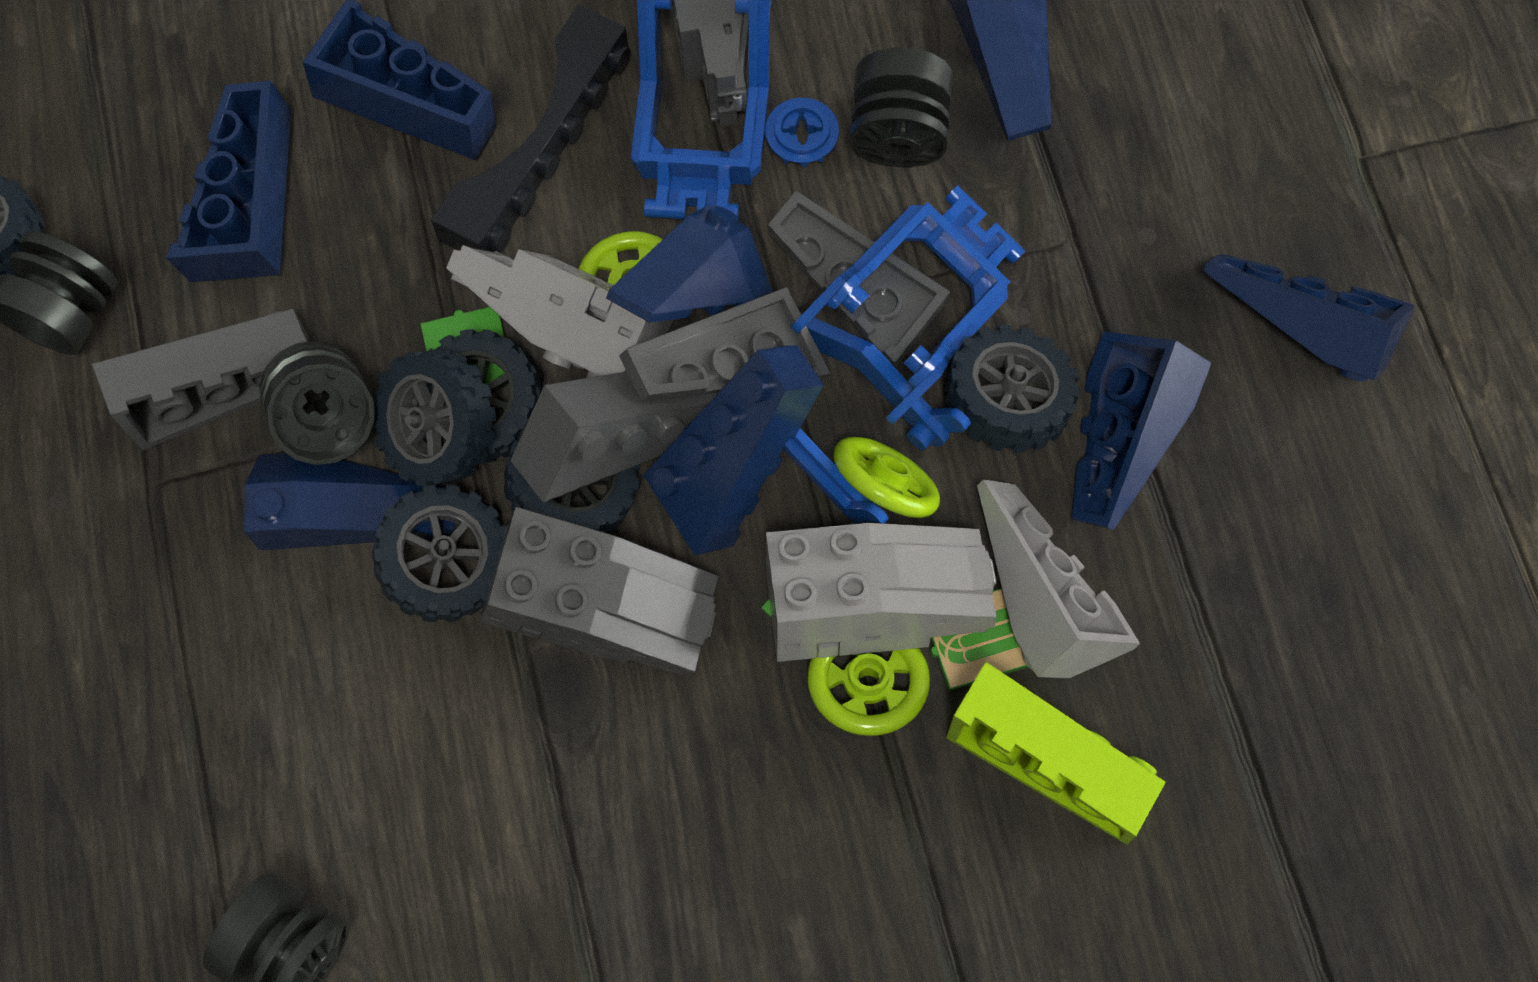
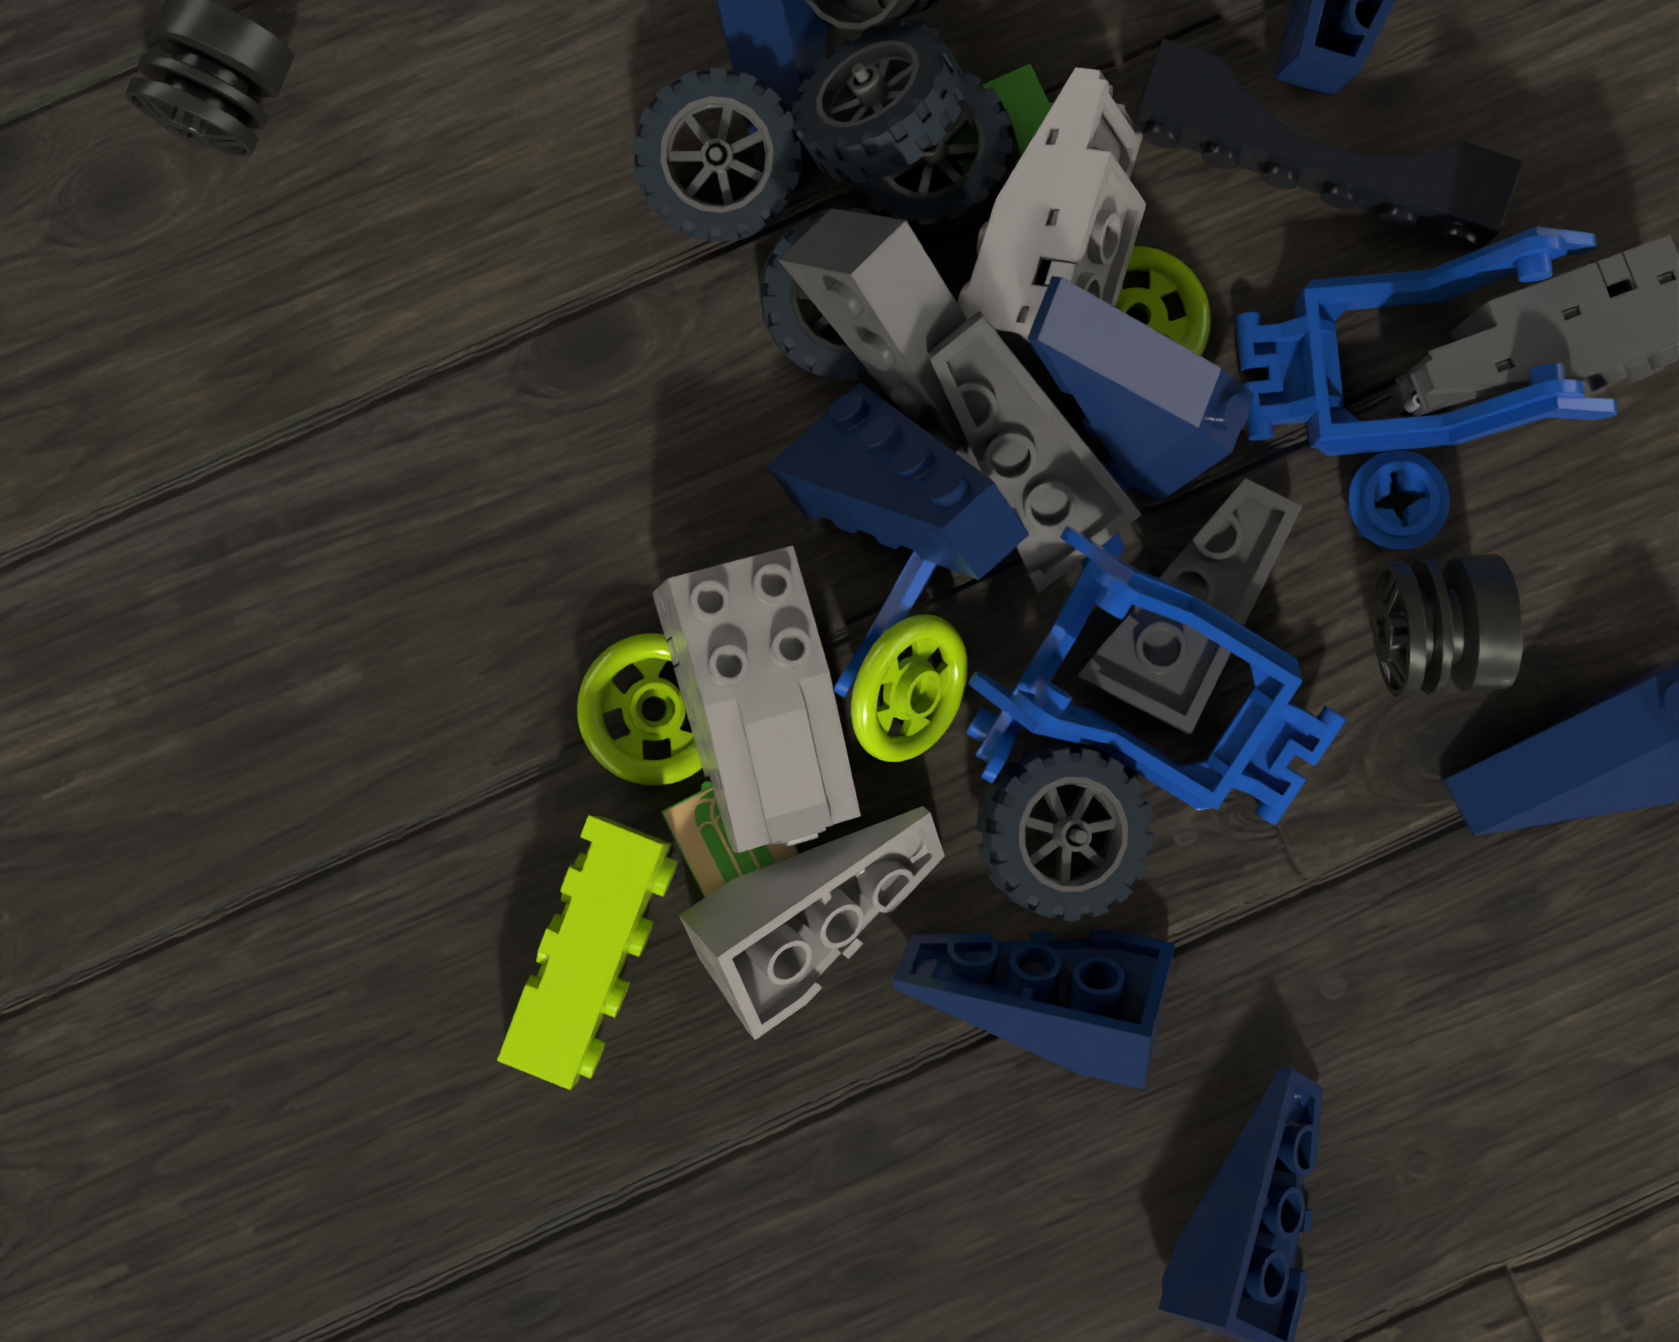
camera: 75 degrees right, 15 degrees up
(599, 594) = (690, 359): dark grey piece -> none

